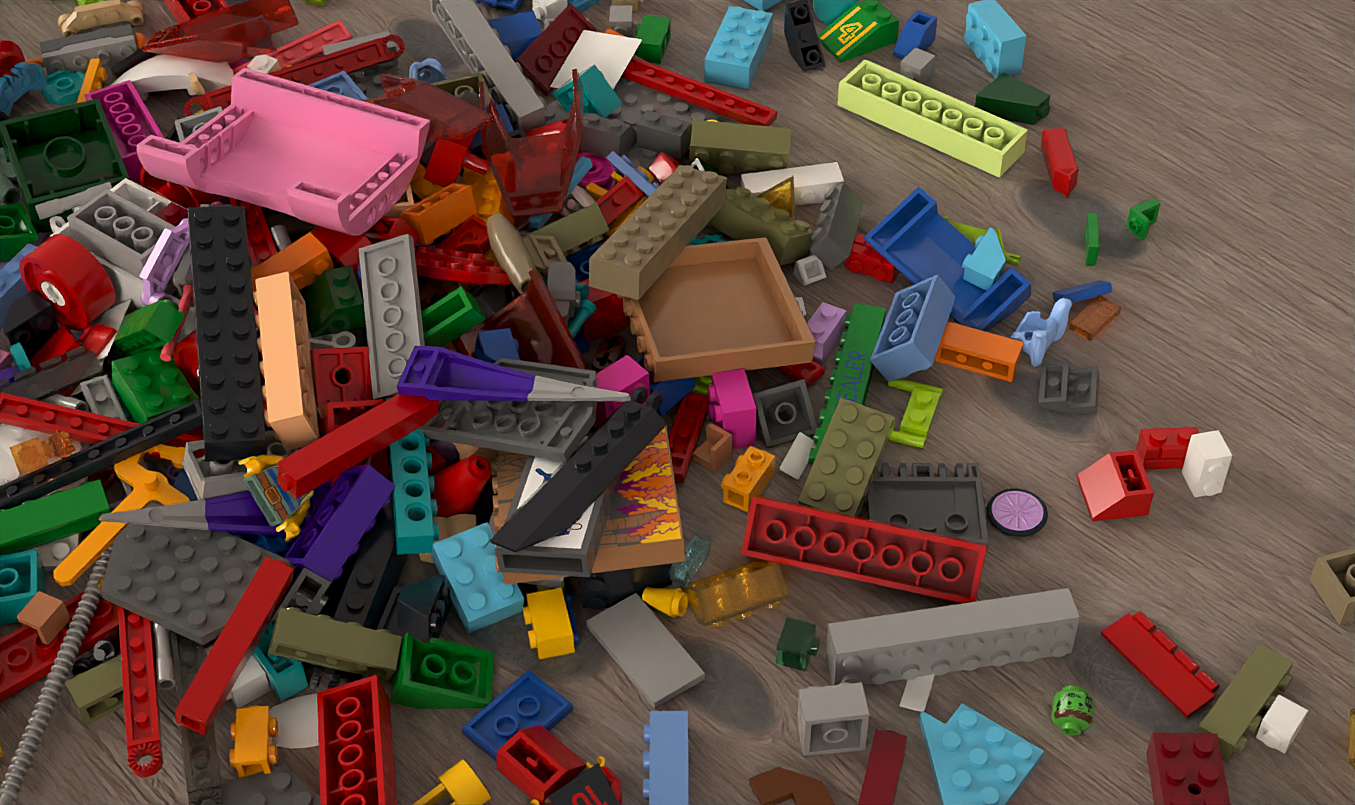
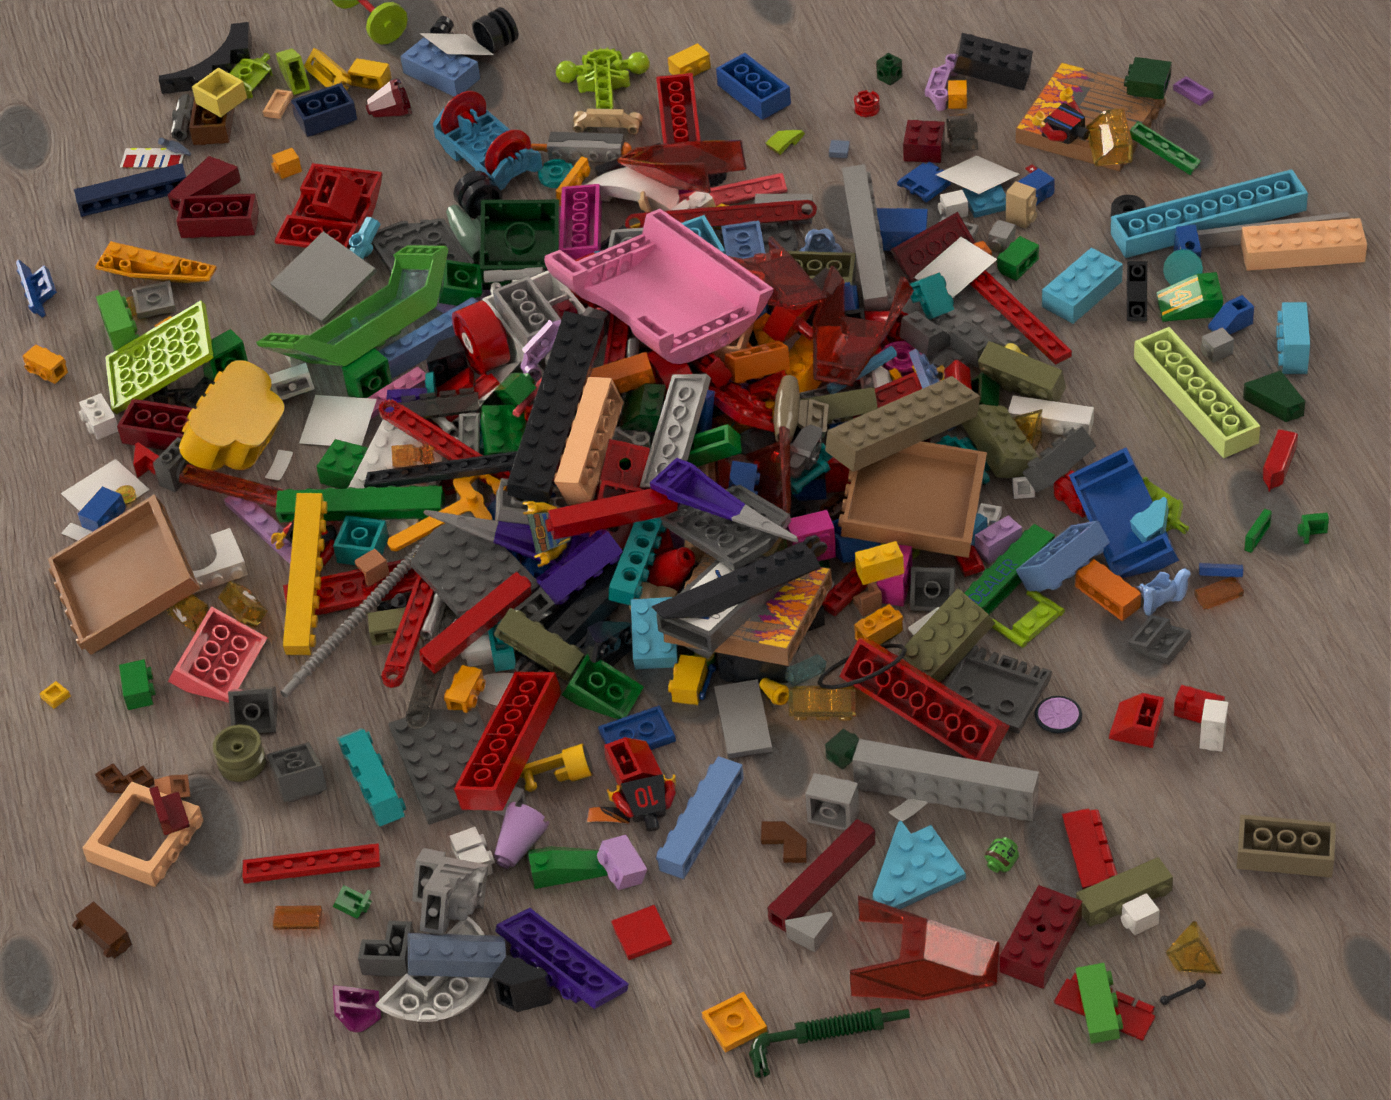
camera: 30 degrees right, 0 degrees up
(724, 398) = (879, 563): none -> yellow brick
(780, 554) = (866, 677): none -> black piece

